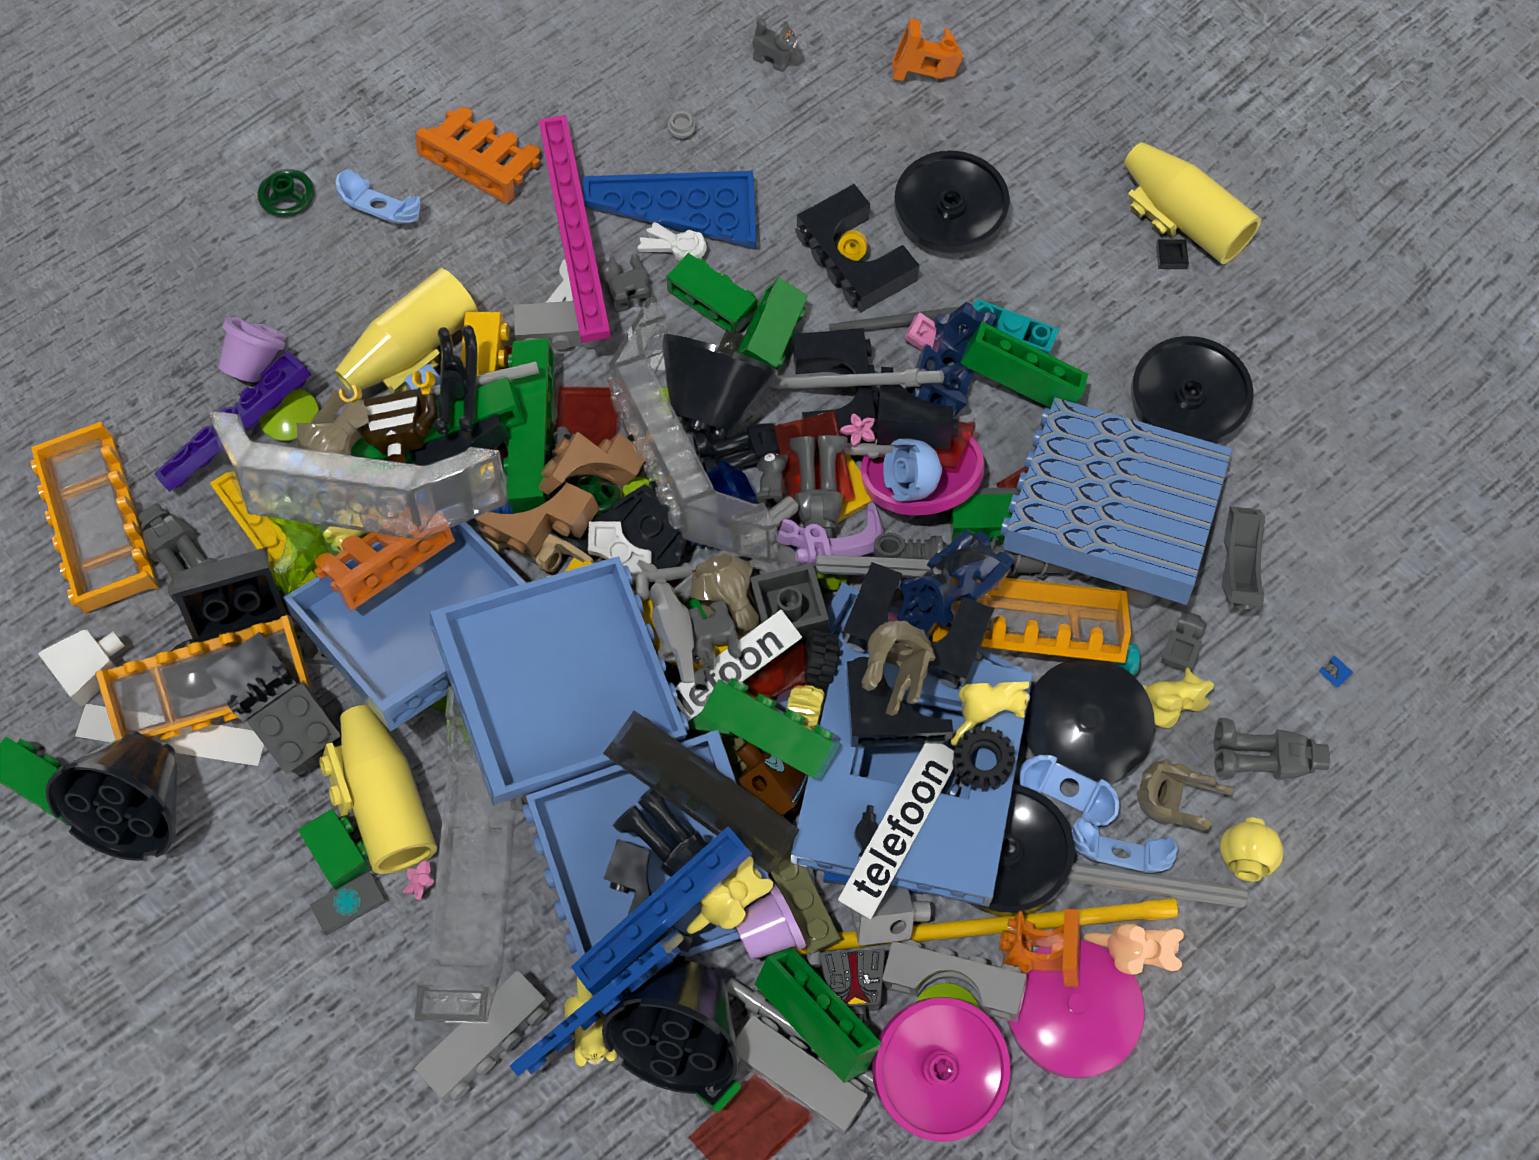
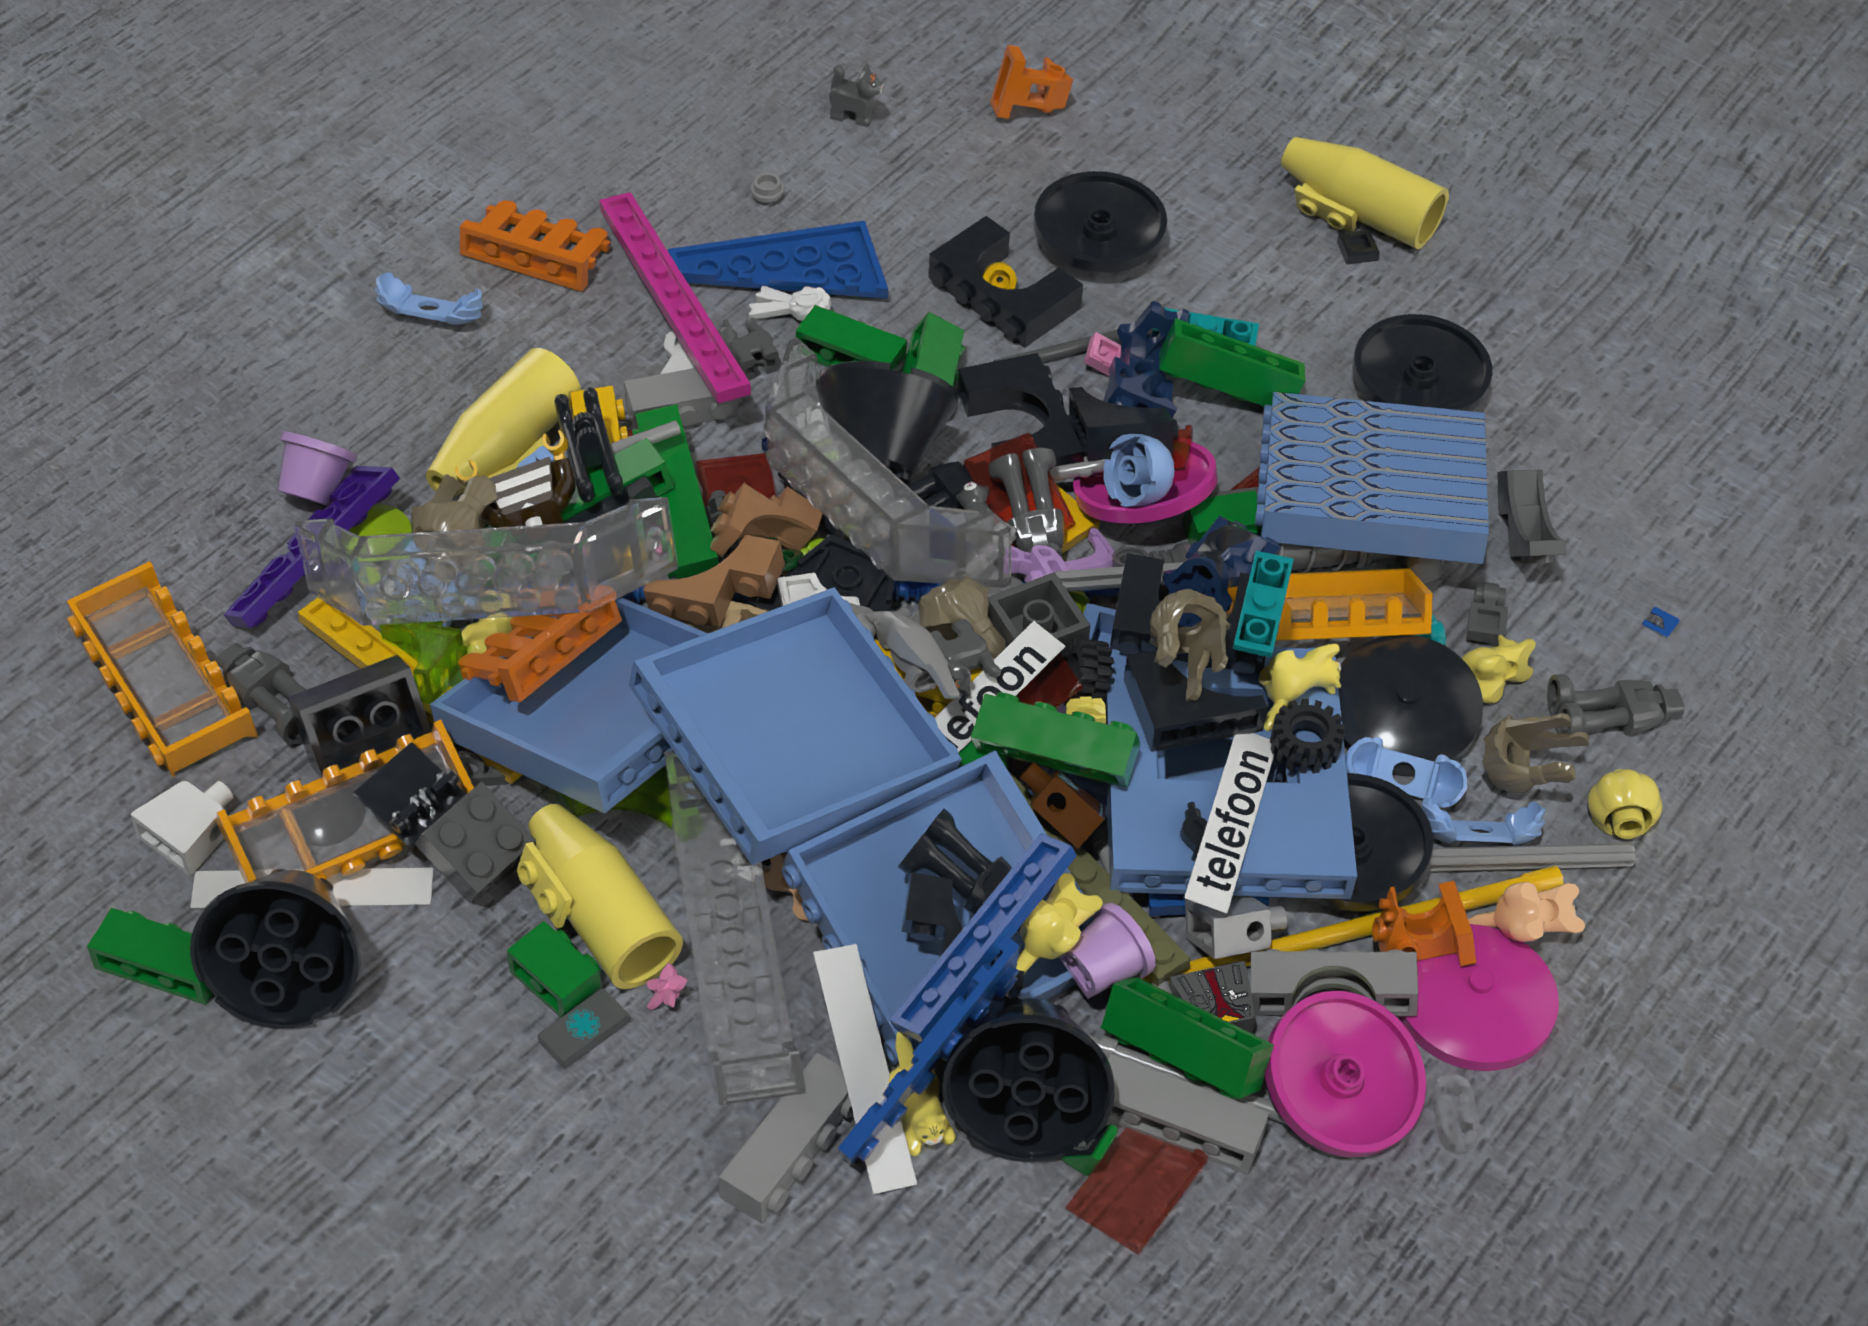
camera: 15 degrees left, 15 degrees down
(284, 190) = (311, 307): dark green piece -> none
(550, 985) = (863, 1060): none -> white sticker
(700, 789) = (992, 804): clear smoke brick -> none
(859, 429) = (1066, 449): bright pink plant -> none
(910, 378) = (1111, 384): light grey bar -> none
(968, 642) = (1263, 604): none -> teal slope

